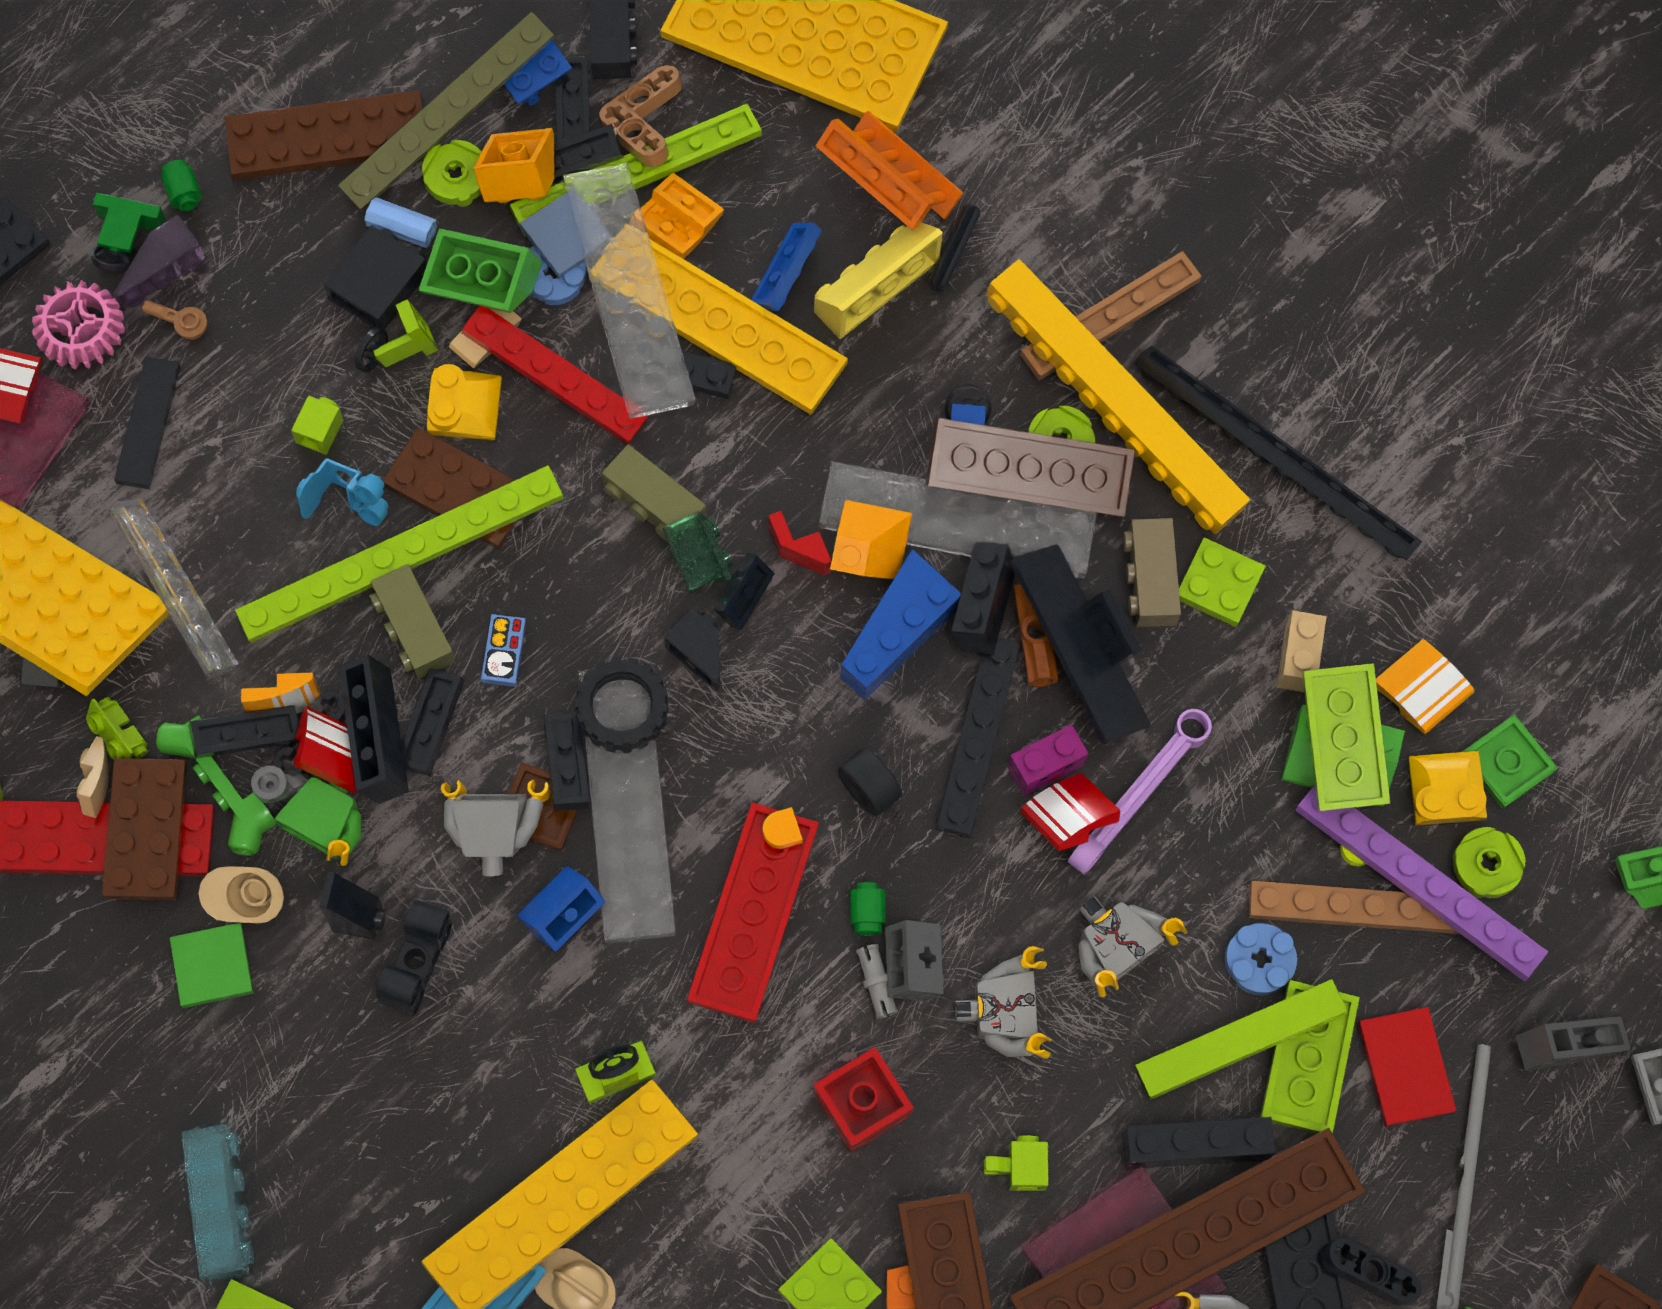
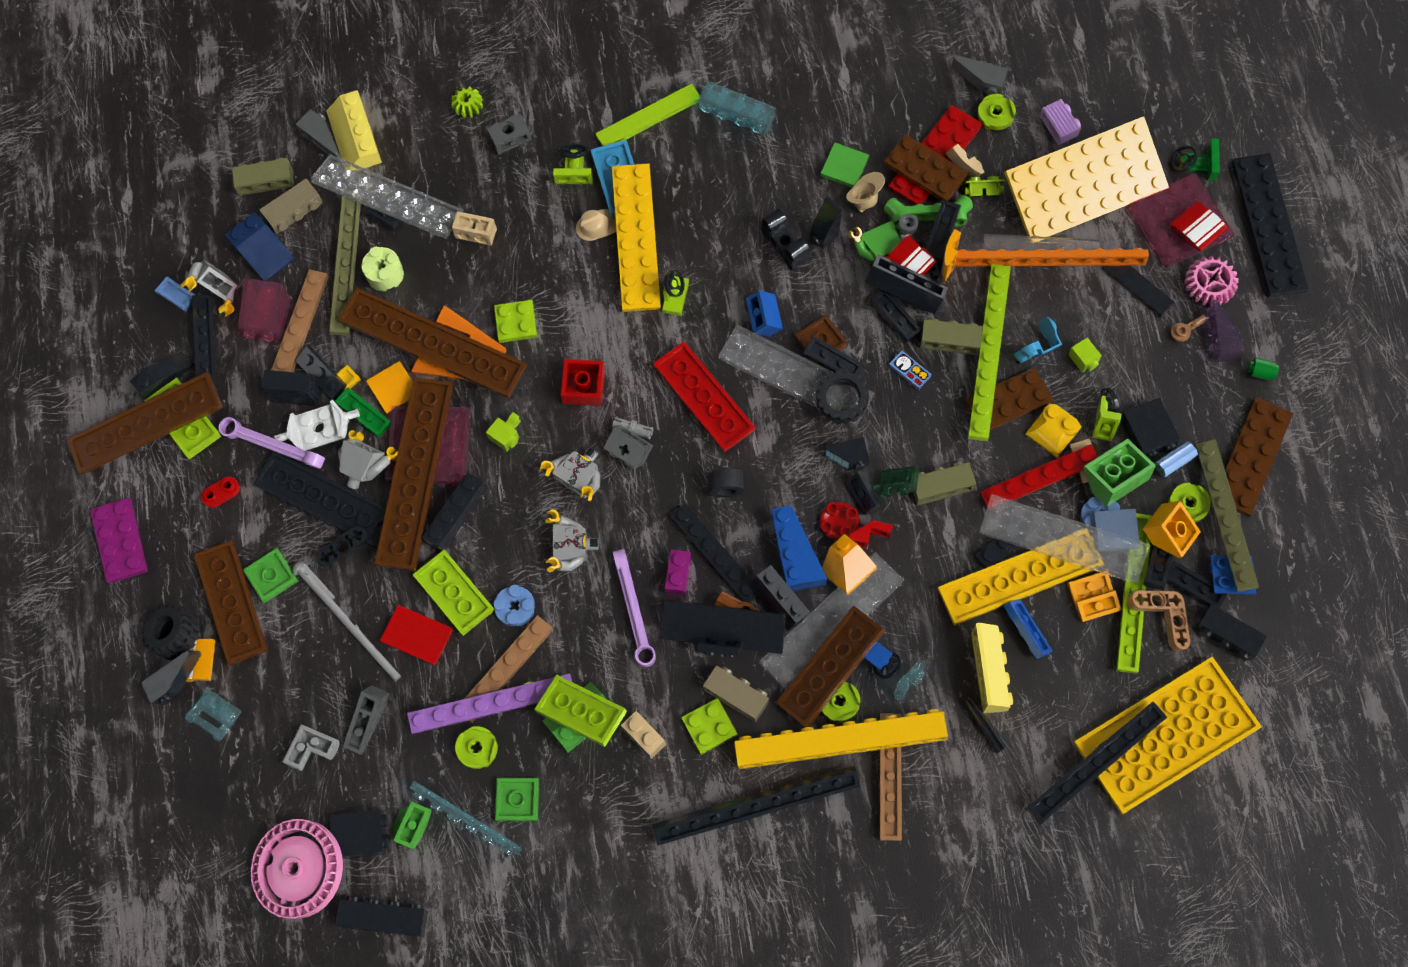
camera: 135 degrees right, 0 degrees up
(120, 227) = (1253, 326): green piece -> none
(178, 549) = (1055, 257): none -> orange plate
(492, 823) = (825, 308): light grey torso -> none
(781, 829) = (731, 429): light orange tile -> none
(808, 599) = (839, 520): none -> red dish
(867, 909) = (668, 445): green brick -> none
(889, 169) = (1047, 695): orange fence -> none
(909, 80) = (1096, 763): none -> black plate
(962, 356) = (912, 677): none -> clear light blue plate
(1070, 811) = (645, 563): red slope -> none
(1241, 1039) = (483, 566): lime tile -> none
(1424, 686) = (583, 785): light orange slope -> none
(1447, 788) = (525, 755): yellow slope -> none
(1592, 820) = (457, 814): none -> clear light blue plate

